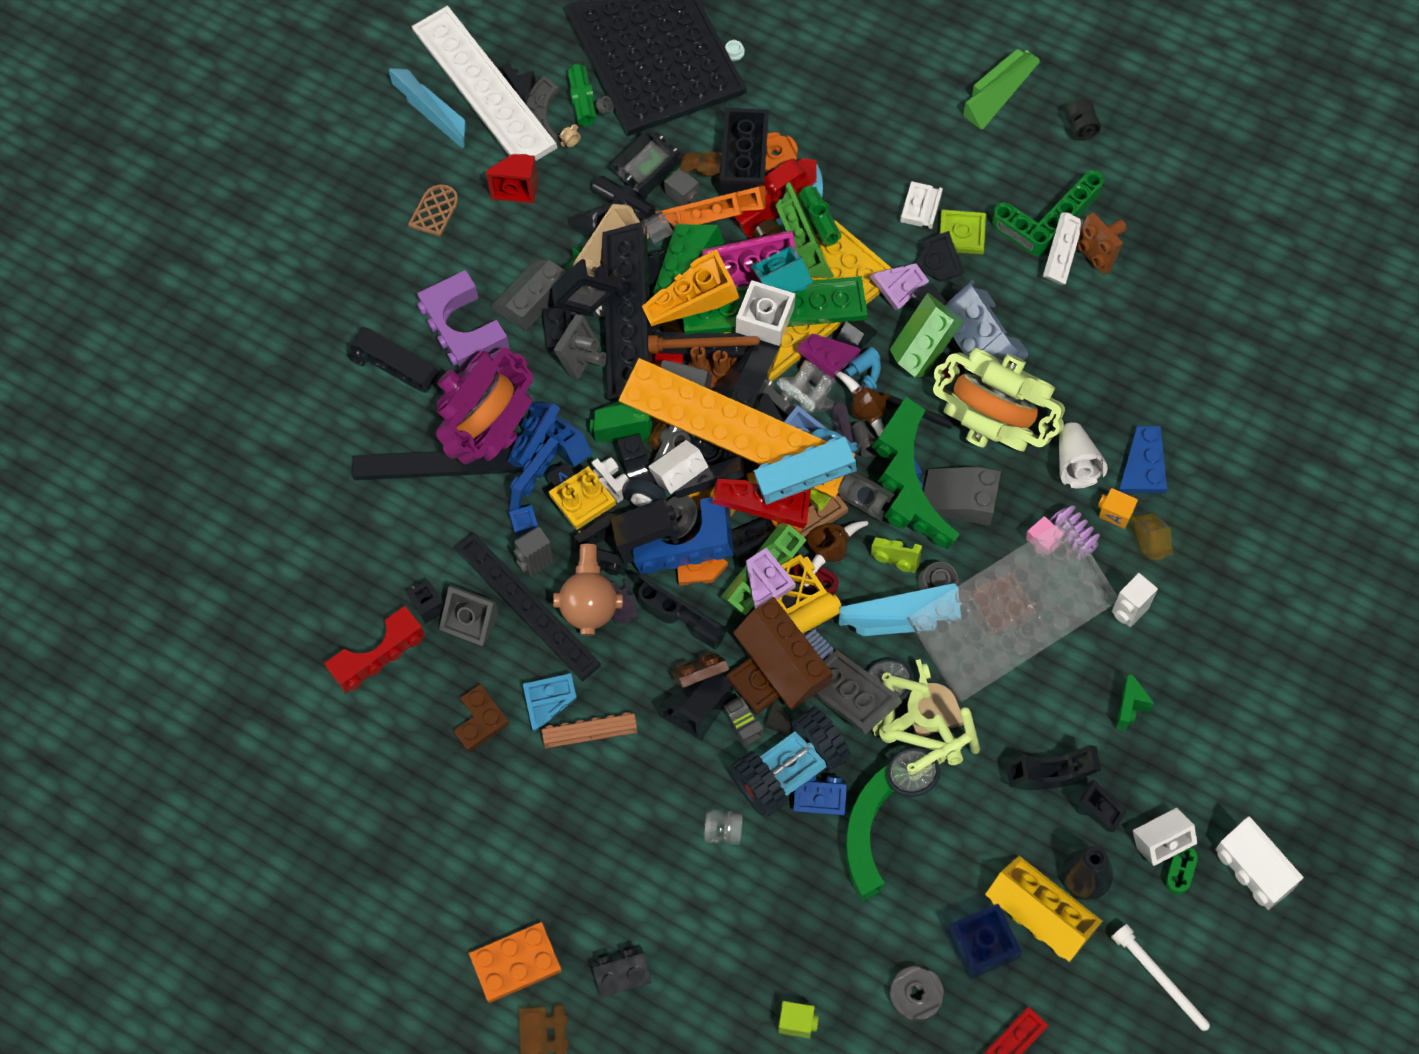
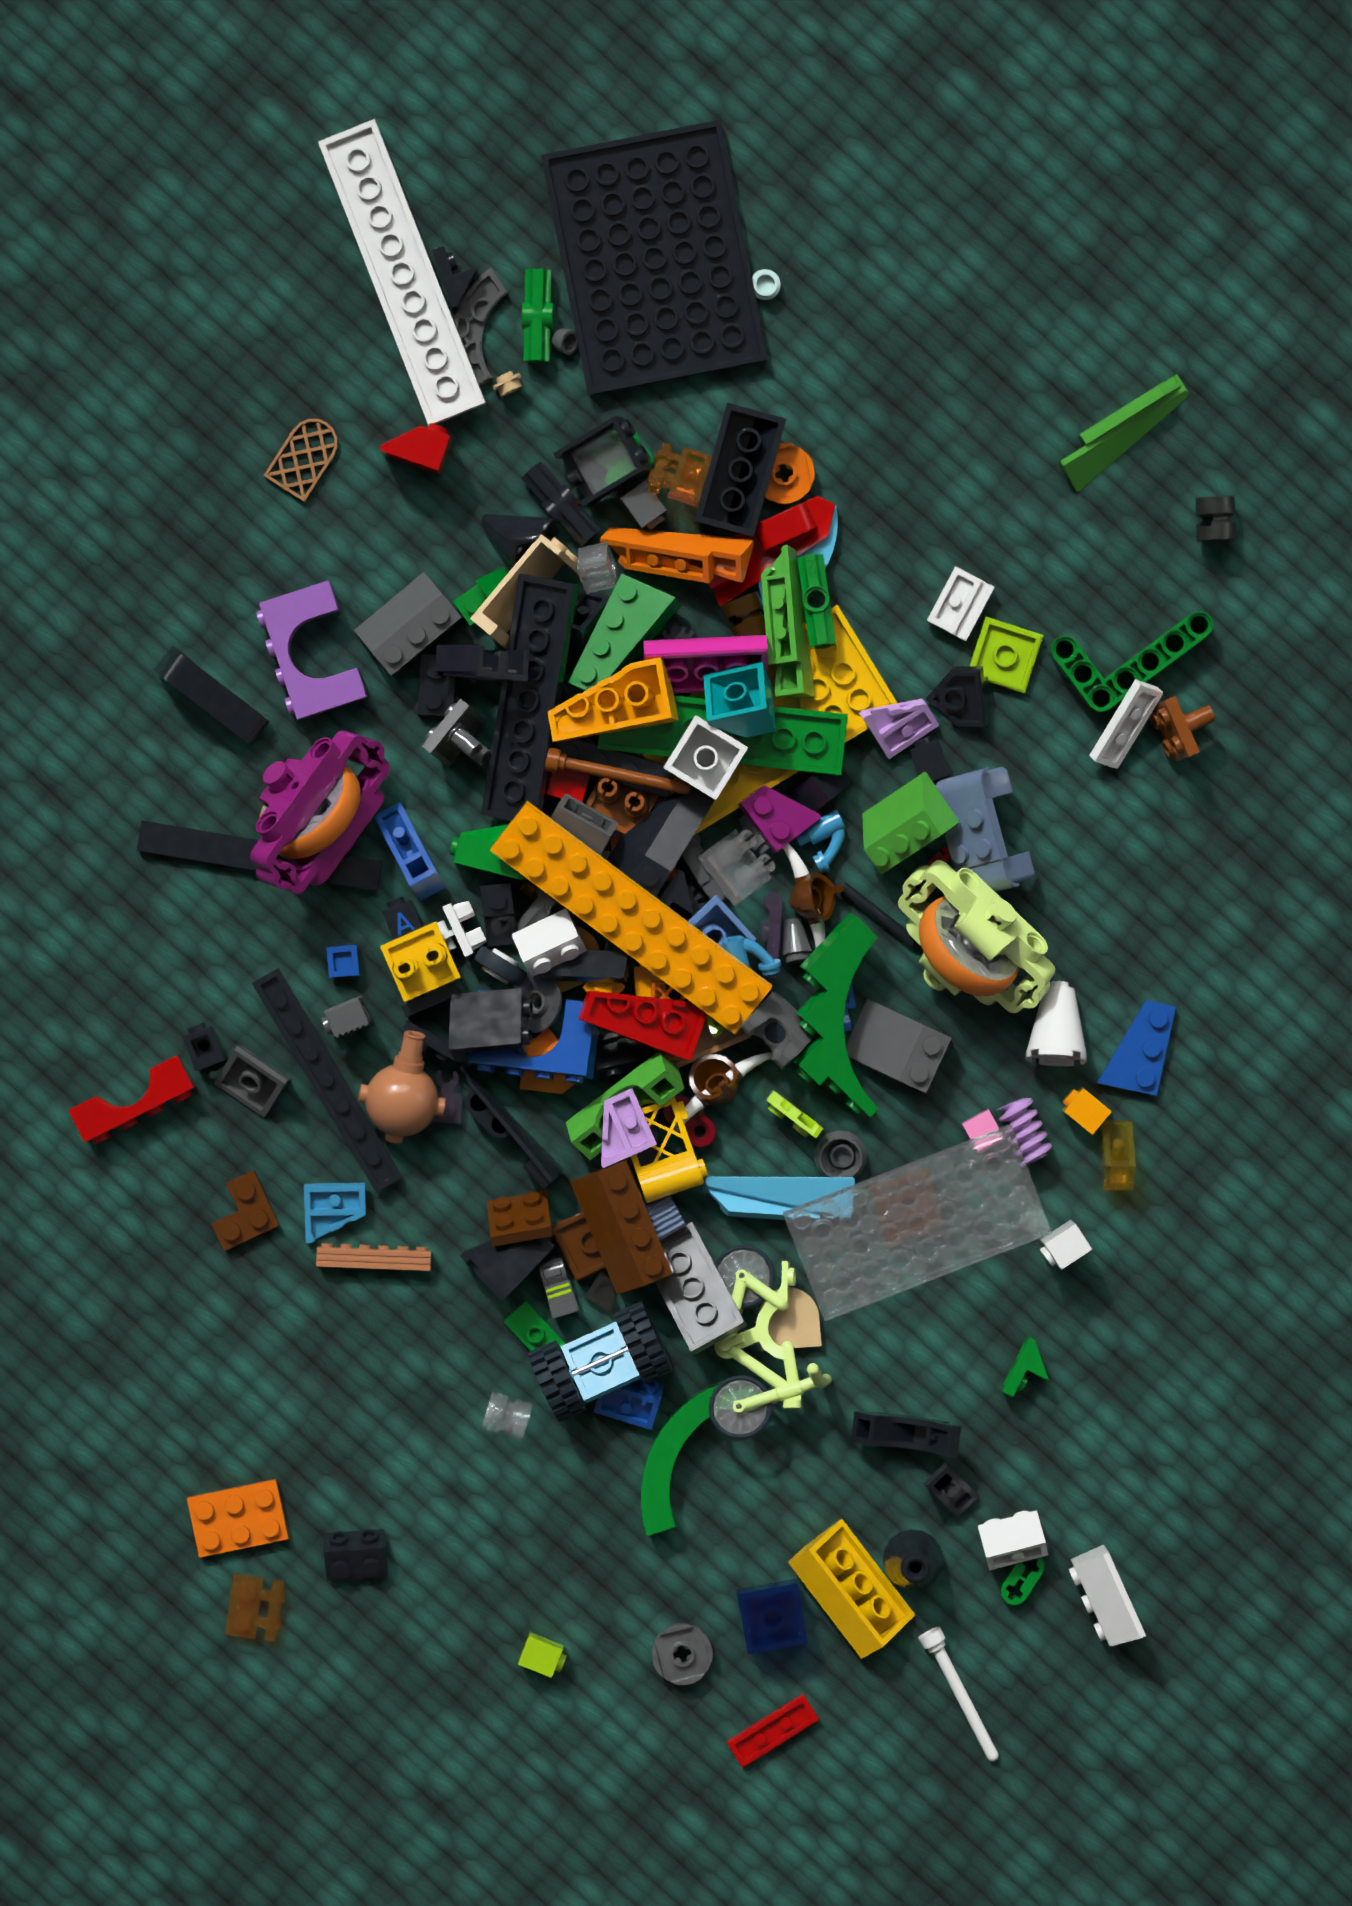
camera: 10 degrees right, 25 degrees up
(429, 105) = (325, 284): medium azure wedge -> none
(524, 484) = (365, 906): blue wing -> none
(535, 428) = (381, 841): blue wing -> none
(722, 756) = (531, 1327): none -> green plate
(805, 470) = (701, 1006): medium azure brick -> none

